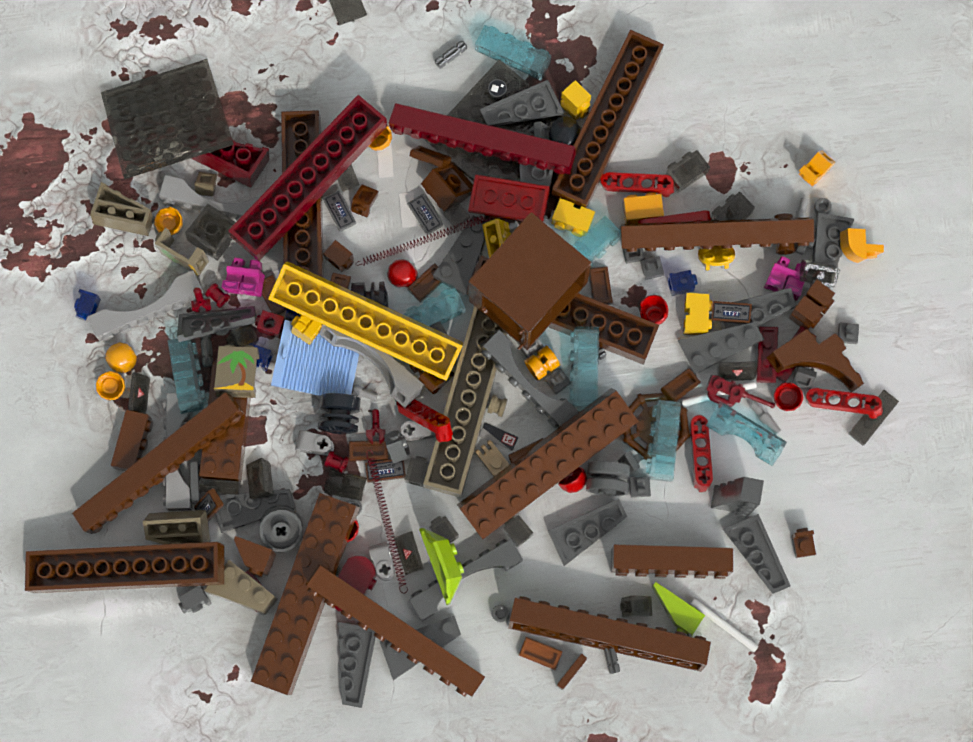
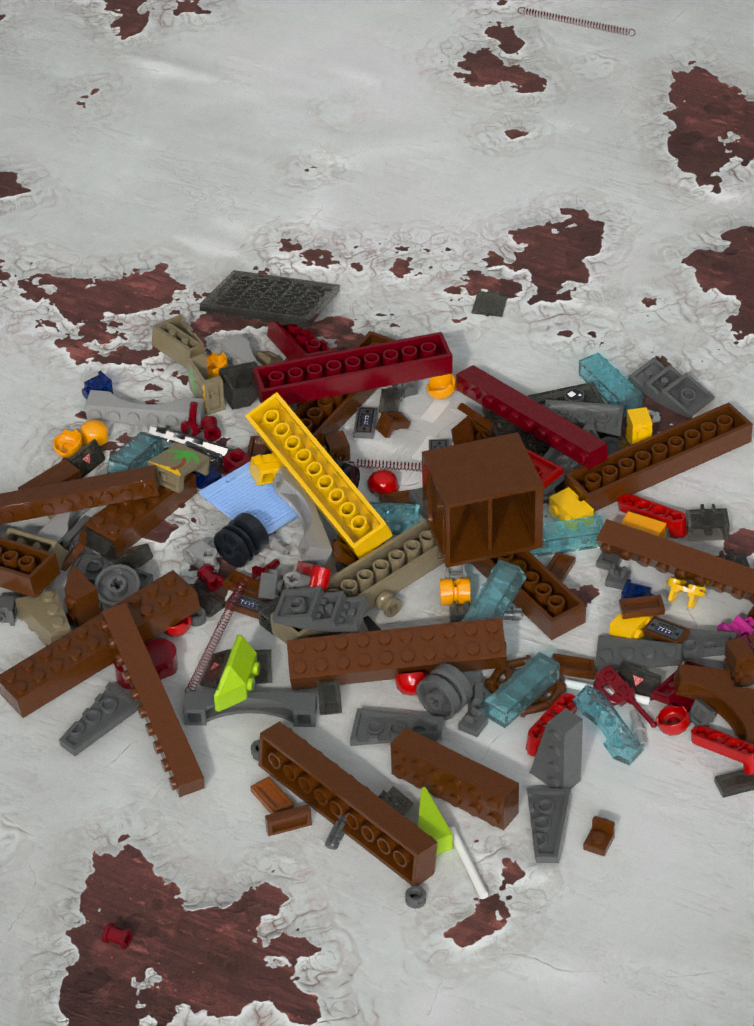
camera: 35 degrees right, 35 degrees down
(244, 280) = (237, 427): dark pink hips -> none
(381, 558) = (187, 661): light grey piece -> none
(439, 632) = (136, 737): dark grey wing -> none
(450, 54) = (554, 366): axle -> none
(463, 460) = (319, 610): none -> dark grey slope
(498, 349) = (419, 545): dark grey arch -> none
(563, 27) = (670, 388): none -> dark grey slope
(654, 309) = (595, 600): red hair -> none
(700, 299) = (641, 606): none -> reddish brown tile
(715, 679) = (415, 903): none -> dark grey axle

